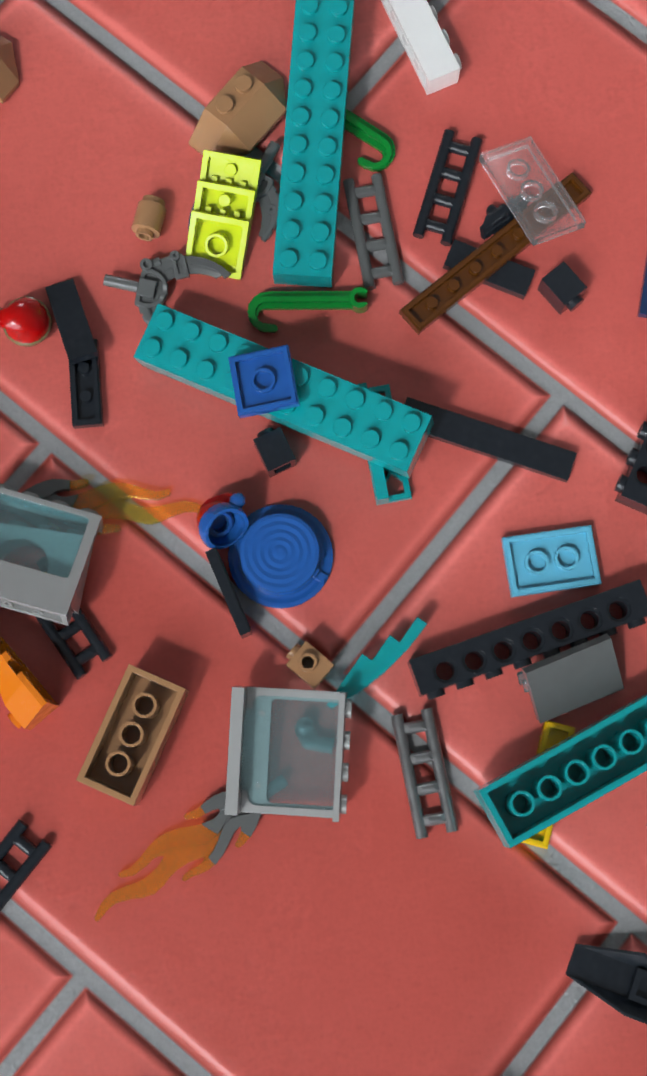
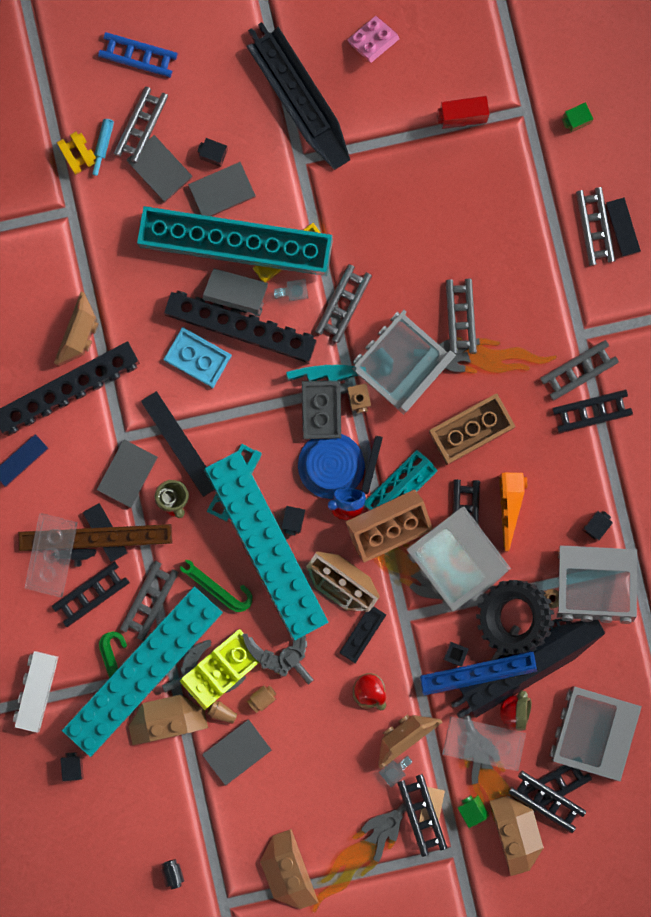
camera: 145 degrees left, 5 degrees up
(58, 944) = (567, 368): none -> dark grey bar
(71, 322) = (345, 671): black tile -> none
(132, 140) = (237, 752): none -> dark grey tile
(146, 529) = (389, 525): none -> nougat brick
(153, 422) = (342, 582): none -> medium nougat wedge
(167, 591) = (415, 479): none -> teal fence
(184, 168) = (221, 712): none -> medium nougat cone
(264, 381) = (274, 550): blue plate -> none
(279, 875) = (452, 324): none -> dark grey bar
(345, 612) = (321, 409): none -> dark grey tile
(443, 355) = (172, 497): none -> olive piece
(498, 740) = (295, 290): none -> clear light blue plate
(520, 356) = (127, 473): none -> dark grey tile
(562, 288) = (77, 490): black brick -> none

